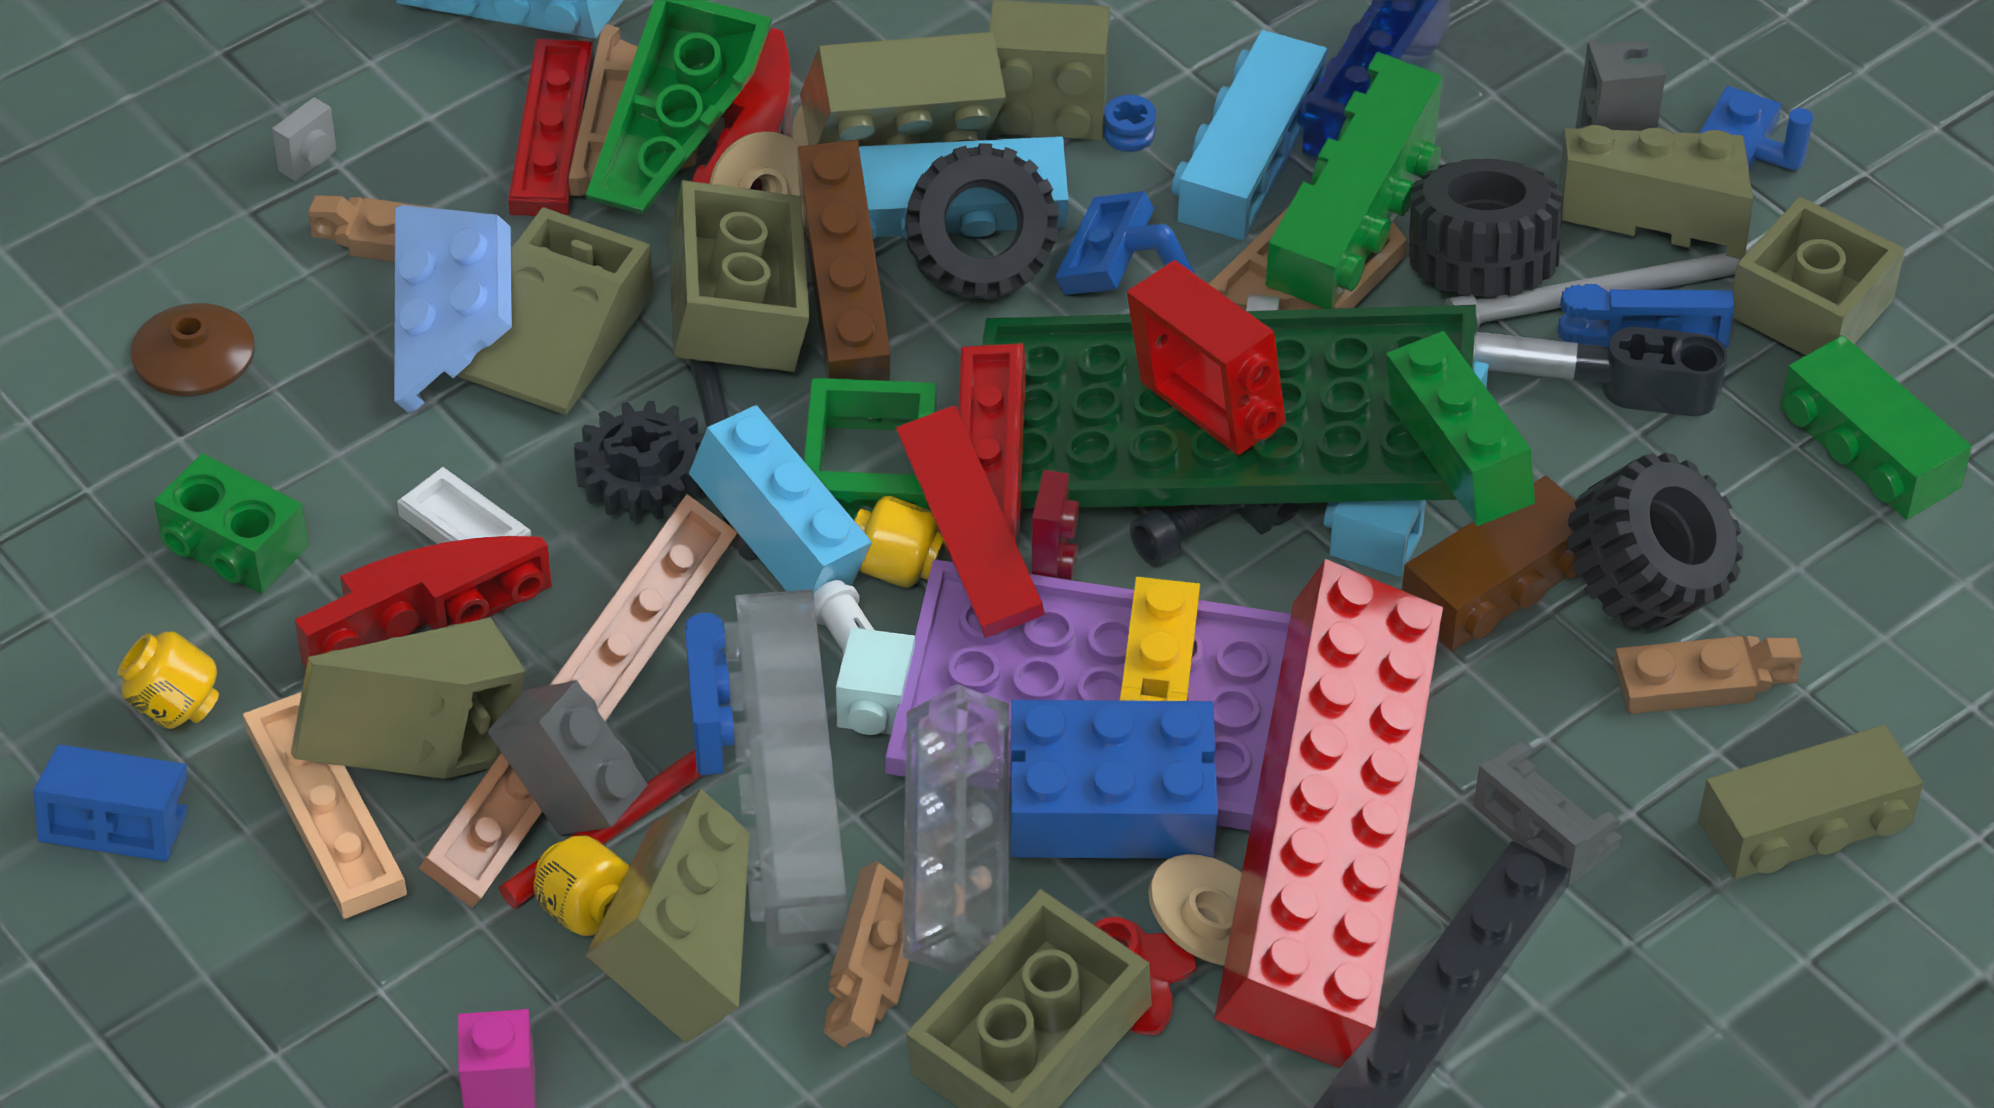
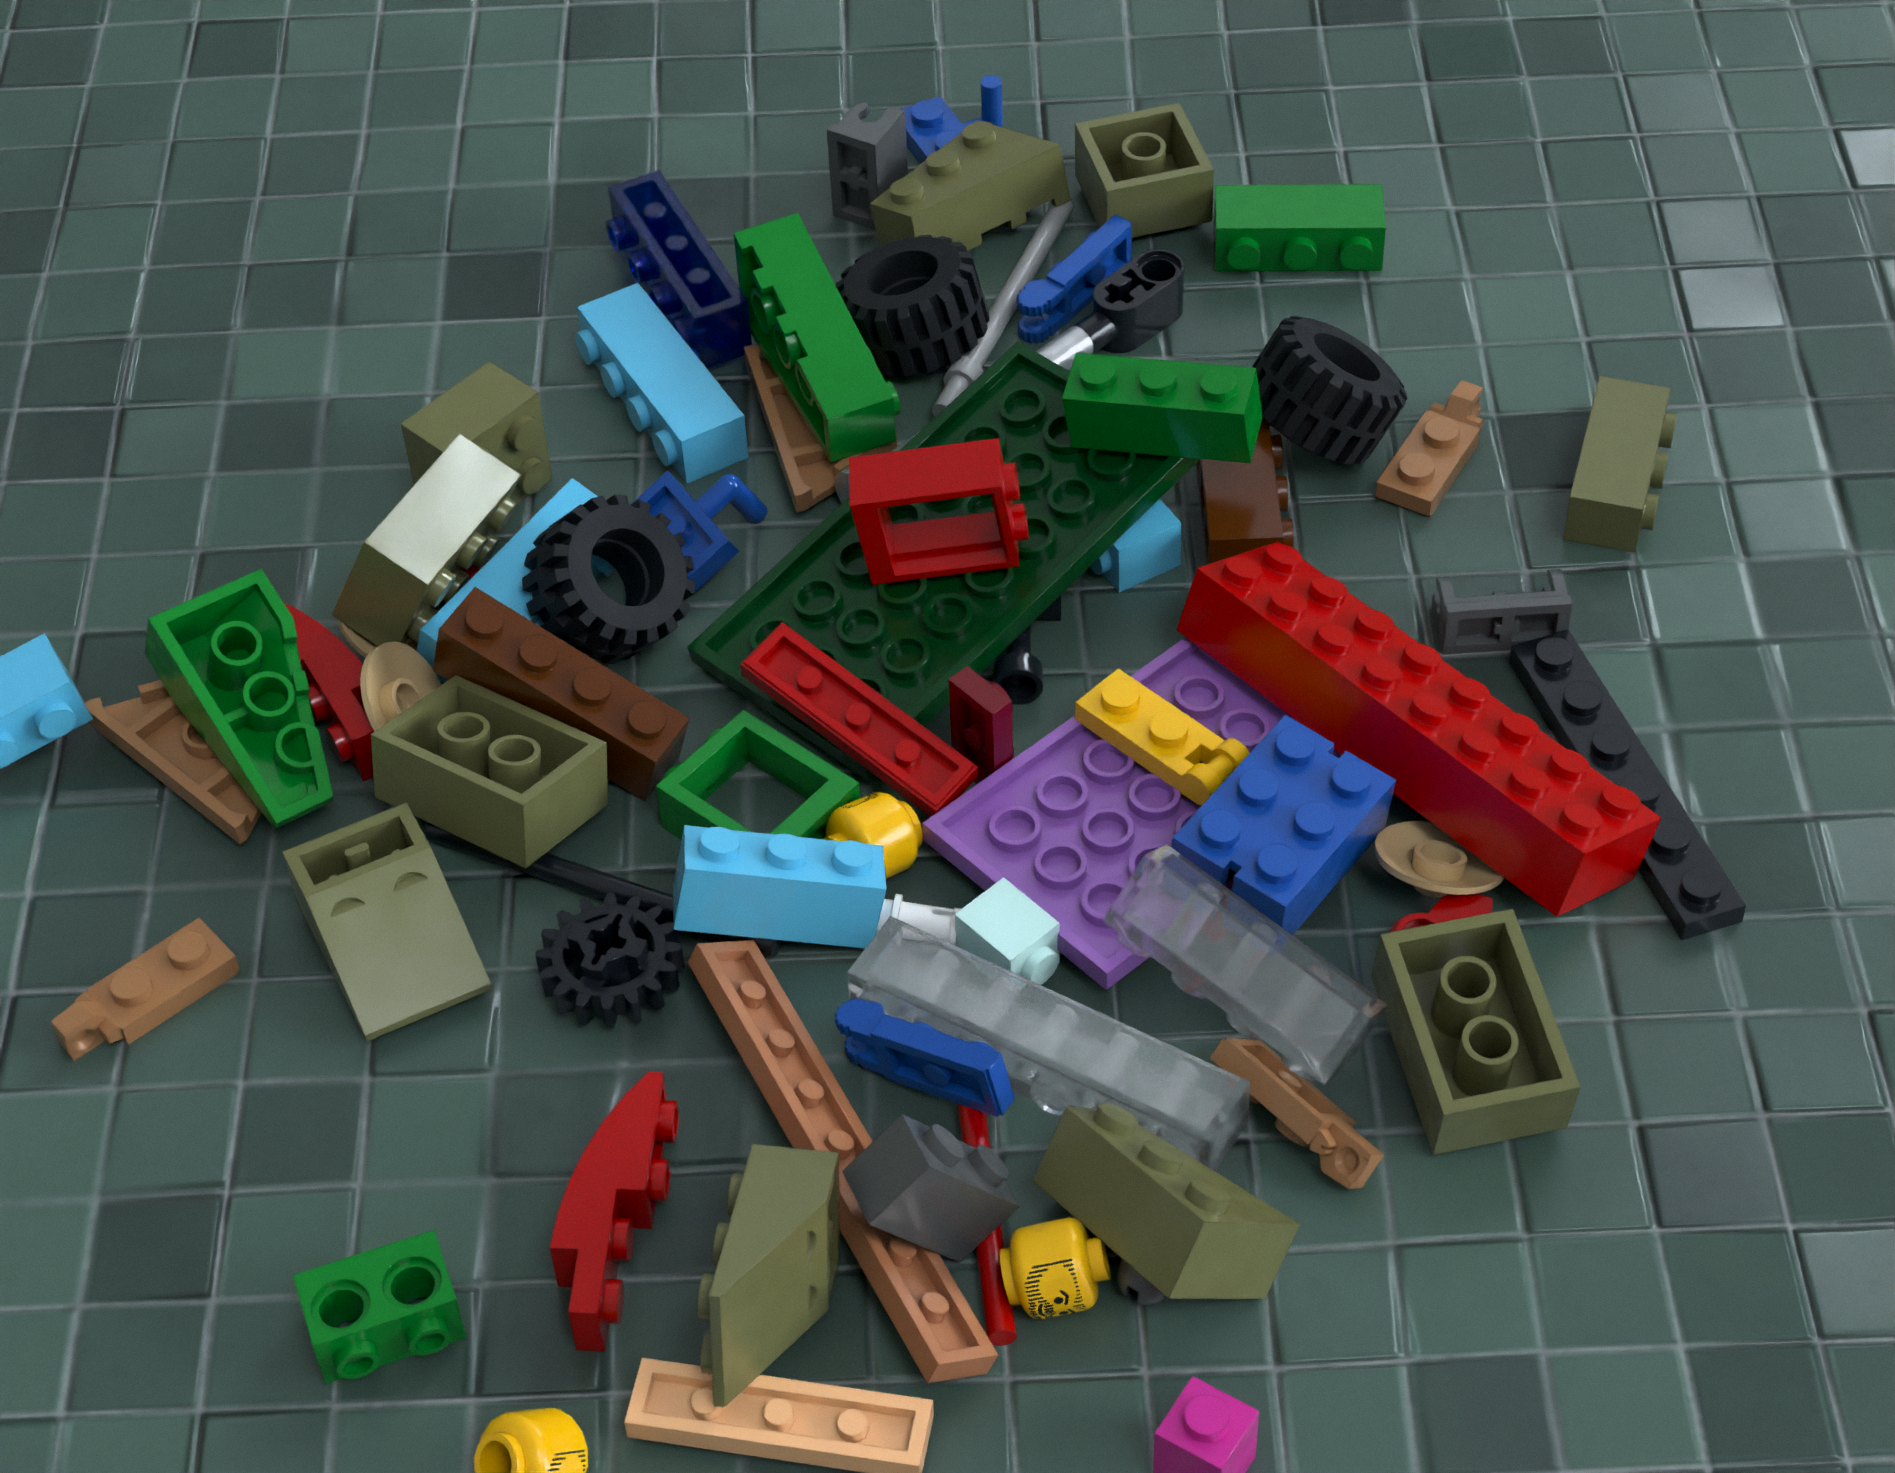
camera: 50 degrees left, 0 degrees up
(192, 349) = (119, 1249): reddish brown dish -> none
(447, 293) = (288, 982): light blue wing -> none
(453, 511) = (535, 1131): white tile -> none
(550, 126) = (146, 814): red tile -> none
(970, 521) = (923, 768): red tile -> none
(1129, 123) = (574, 451): blue bush -> none

